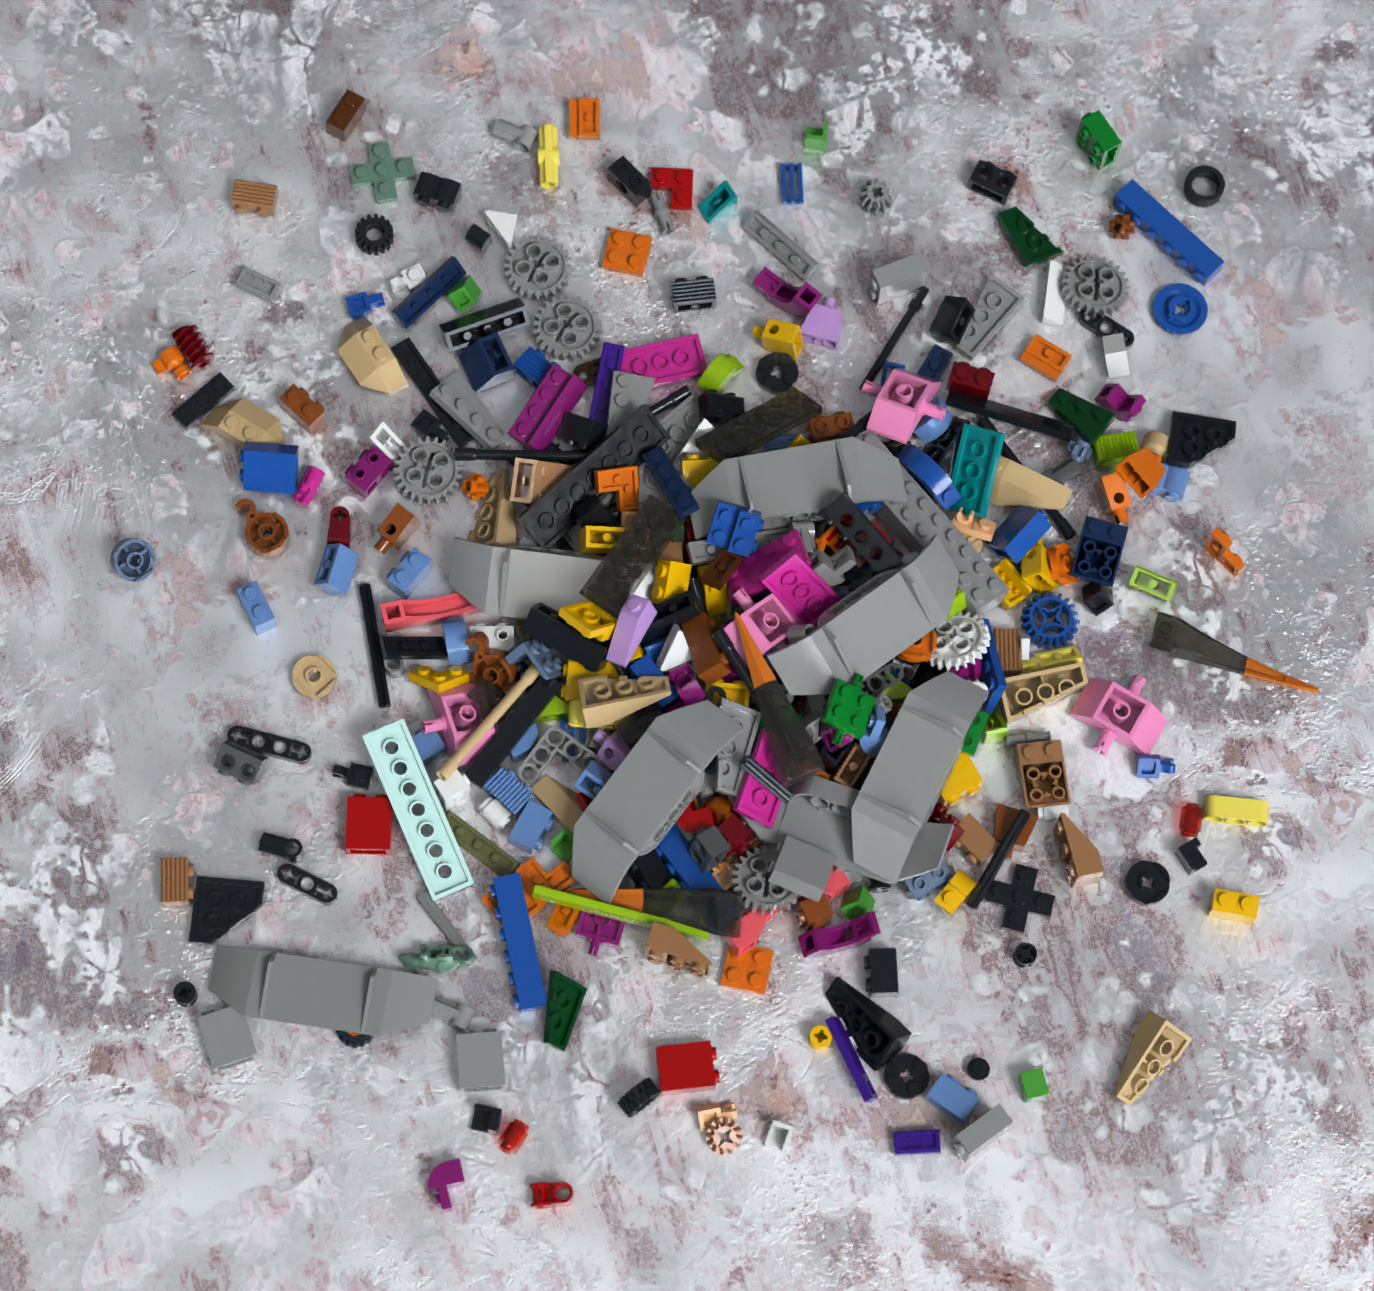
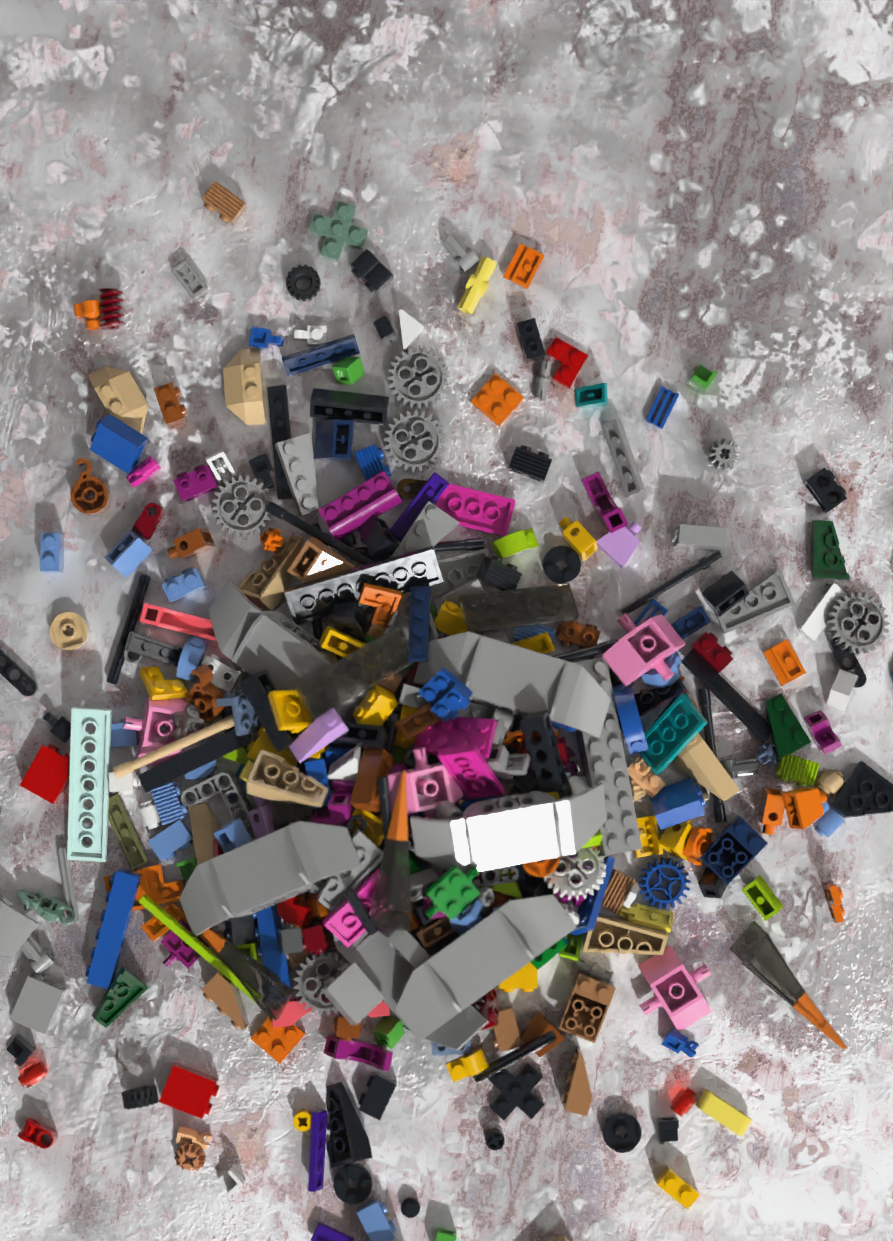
camera: 35 degrees right, 15 degrees up
(203, 401) = (98, 356): black plate -> none
(346, 115) = (332, 168): reddish brown brick -> none

